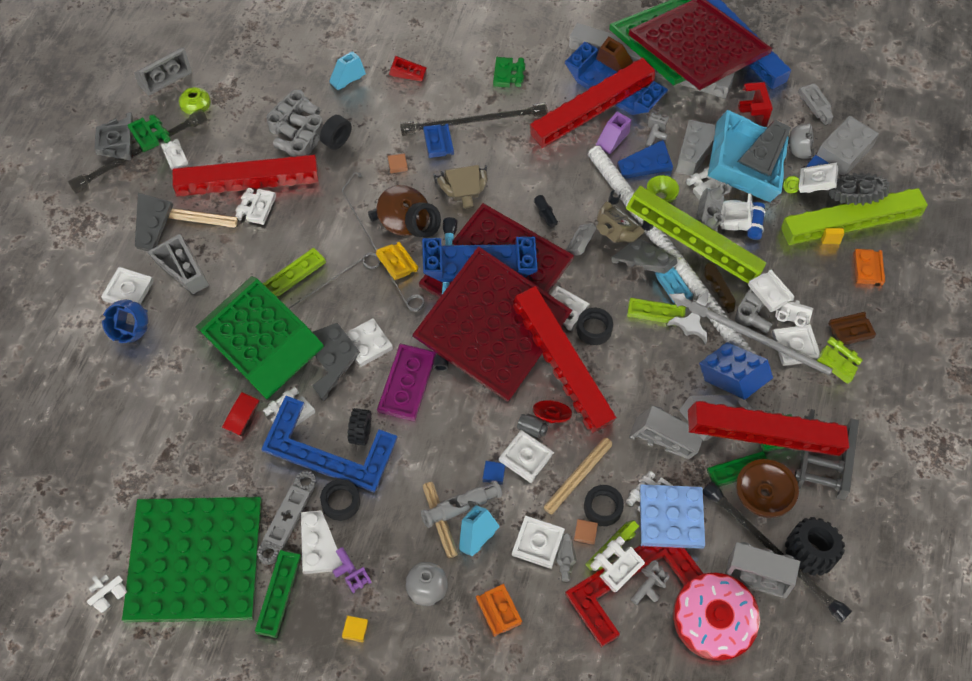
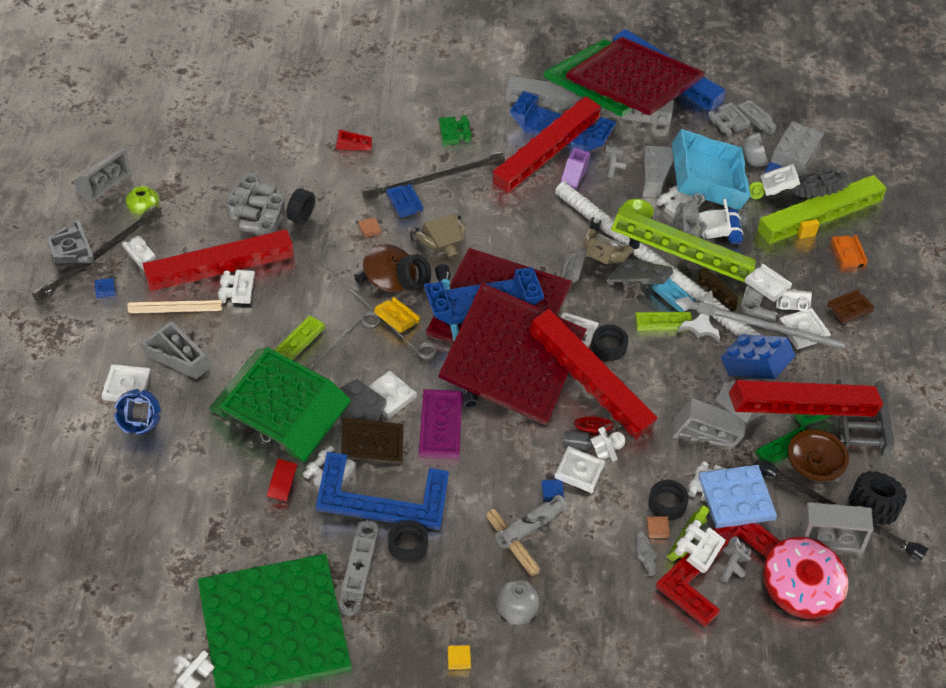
camera: 15 degrees left, 10 degrees down
(136, 185) = (105, 287): none -> blue tile
(143, 134) = (101, 235): green plate -> none
(150, 220) = (132, 316): dark grey wing -> none
(278, 594) = (371, 640): green plate -> none
(317, 544) = (398, 588): white wing -> none
(333, 390) = (372, 441): none -> dark brown plate
(347, 69) = (293, 149): medium azure slope -> none
(354, 574) = (444, 607): medium lavender arm -> none
(359, 426) = (408, 469): black tyre -> none
(476, 530) = (553, 542): medium azure slope -> none
(499, 610) = (596, 612): orange plate -> none
(538, 542) = (615, 544): white plate -> none
(545, 211) = (529, 248): black axle -> none
(557, 436) = (605, 445): none -> white hips
(577, 476) = (634, 479): tan axle -> none
(614, 55) = (555, 98): reddish brown slope -> none
(646, 162) = (613, 190): blue wing -> none
(760, 106) = (707, 122): red panel -> none
(766, 149) = (725, 160): dark grey wing -> none
(792, 101) = (733, 117): none -> light grey plate
(841, 366) = (853, 340): lime plate -> none

